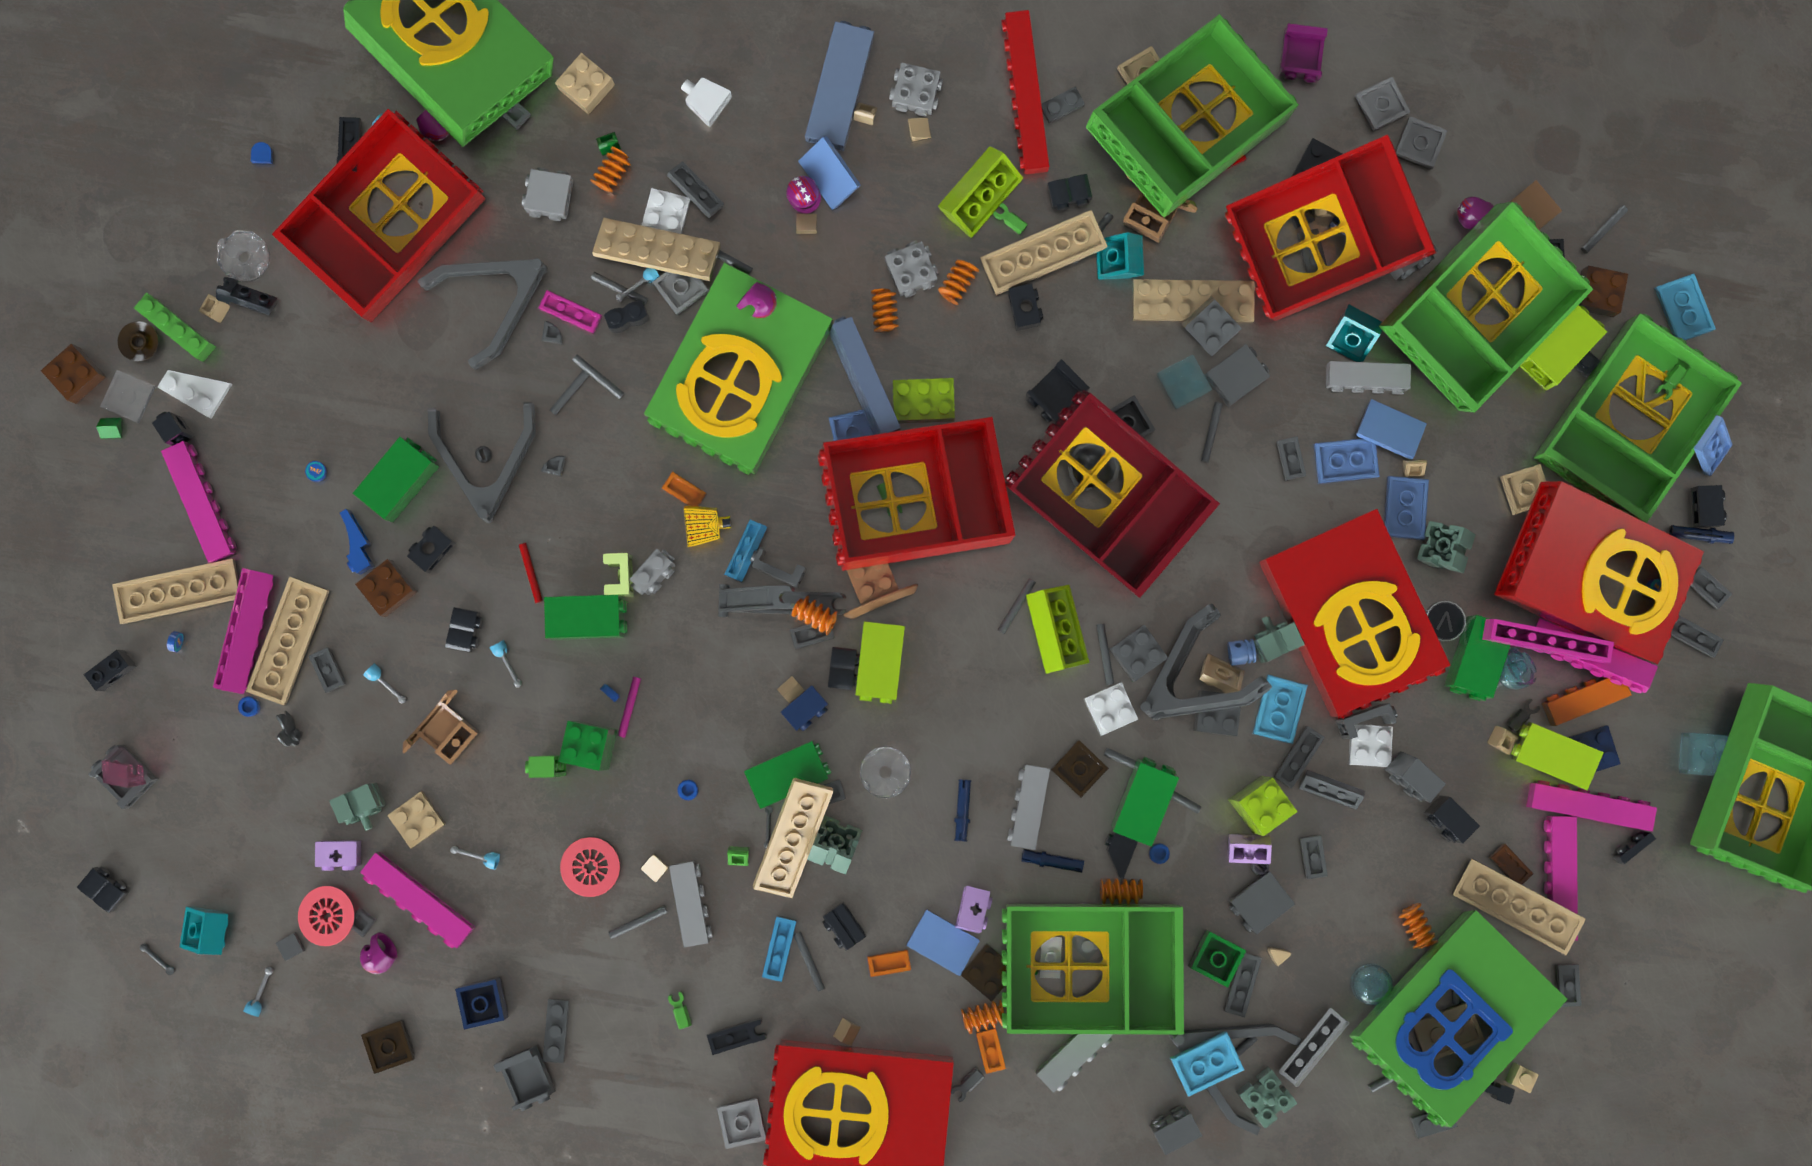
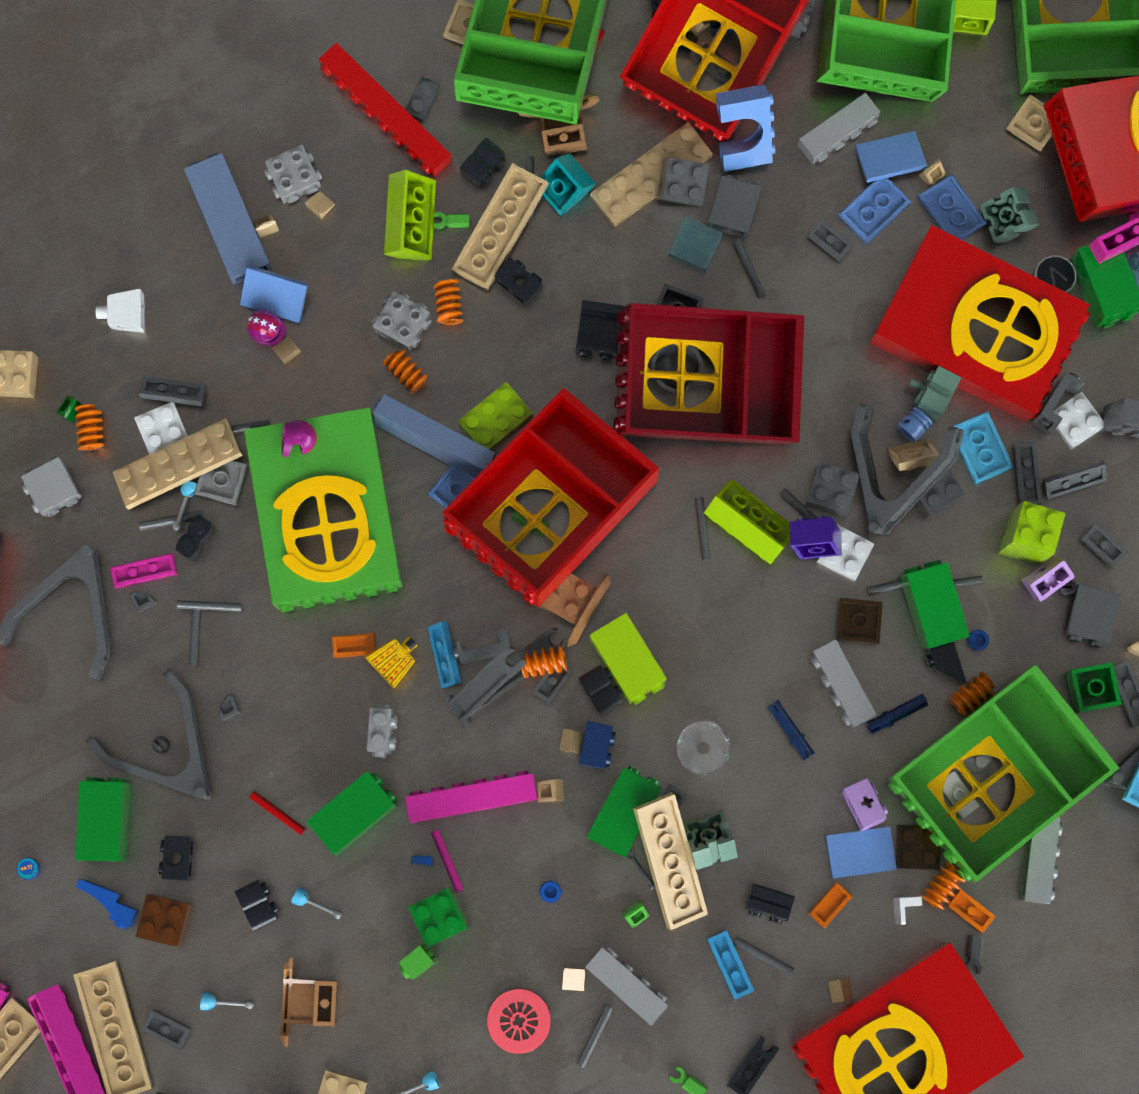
camera: 35 degrees left, 5 degrees down
(625, 562) = (349, 741): yellowish green panel -> none
(682, 674) = (471, 798): none -> dark pink brick
(746, 714) = (550, 790): none -> tan slope
(945, 1005) = (899, 907): none -> white panel
(1095, 680) = (815, 537): none -> dark purple brick
(1292, 342) = (758, 146): none -> medium blue arch
(1355, 334) = (801, 103): teal slope -> none

